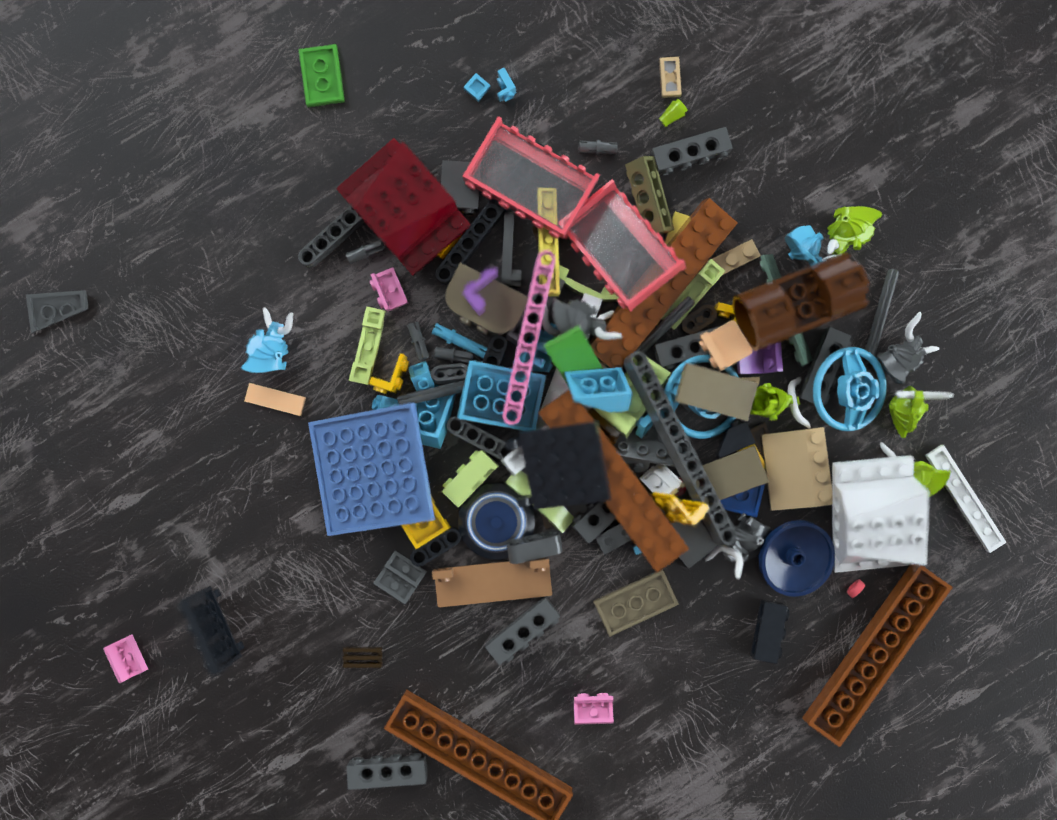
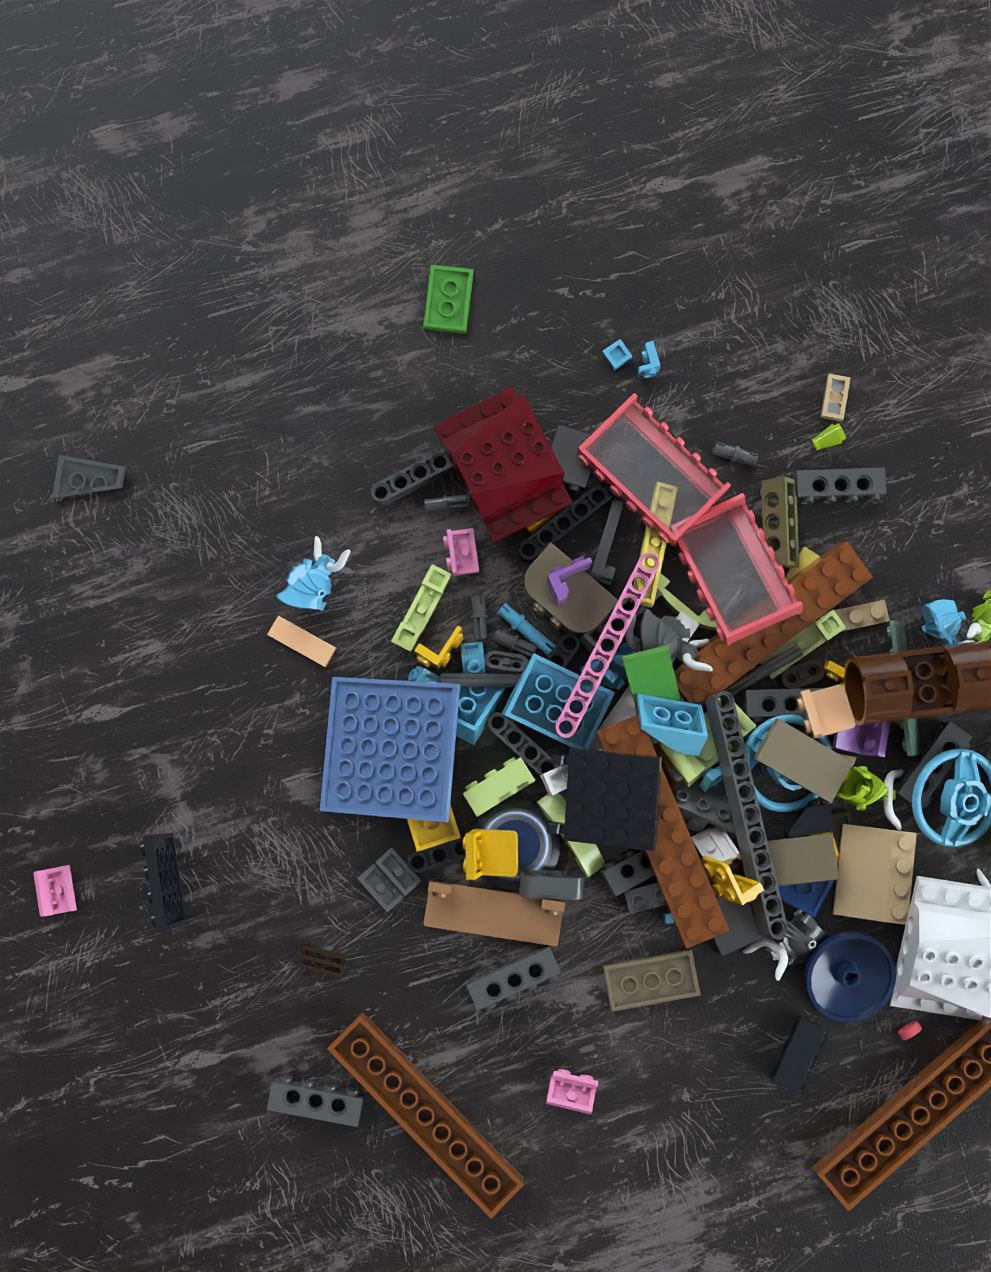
camera: 20 degrees right, 5 degrees down
(476, 535) = (490, 853): none -> yellow bracket

